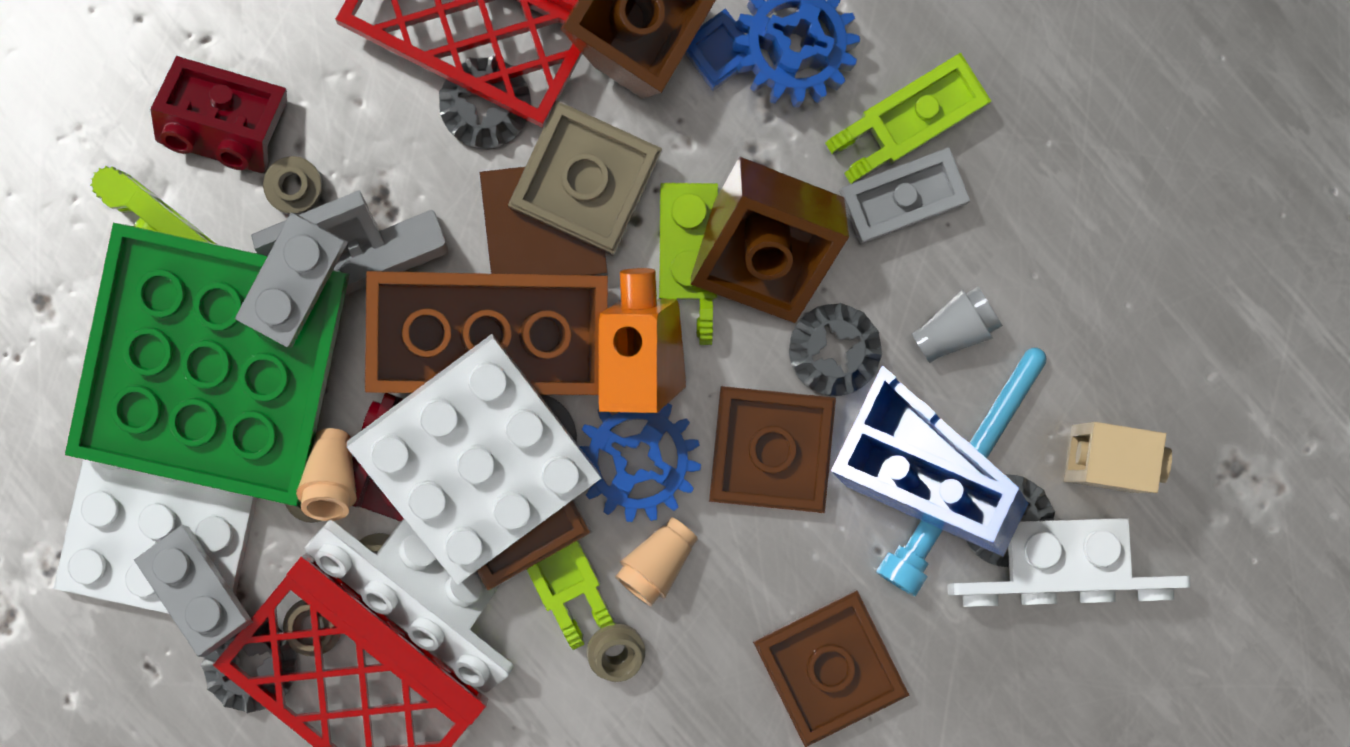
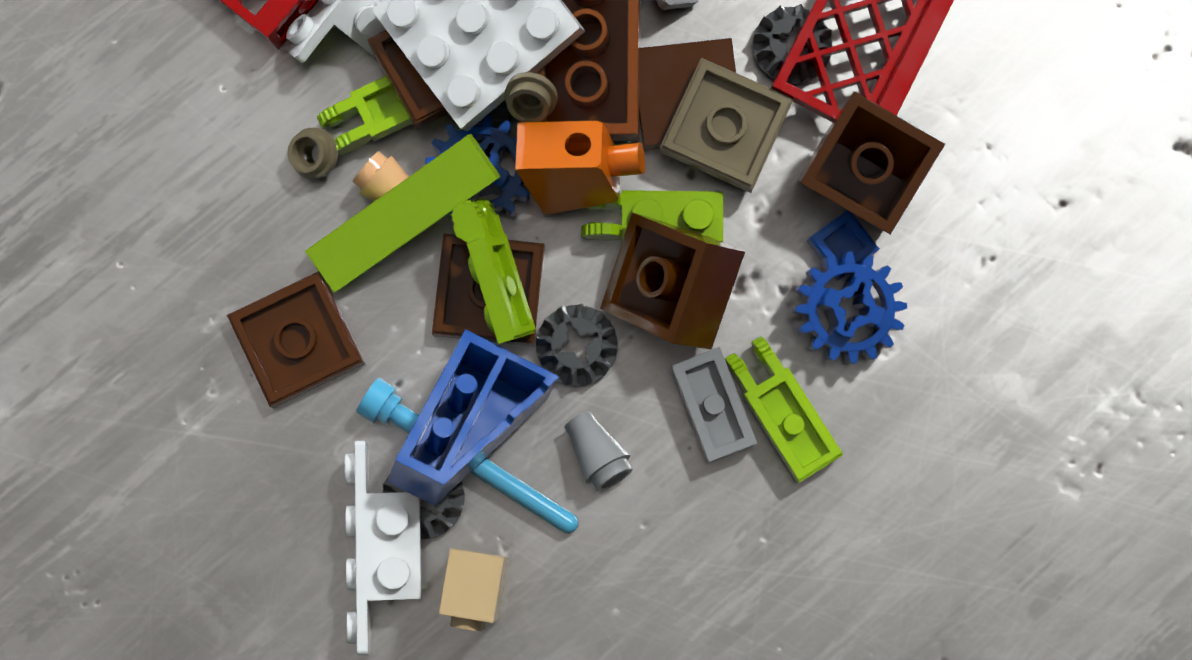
camera: 90 degrees right, 5 degrees down
(571, 396) = (530, 97): none -> dark tan plate
(693, 545) = (402, 213): none -> lime tile
(760, 439) = (493, 269): none -> lime hinge

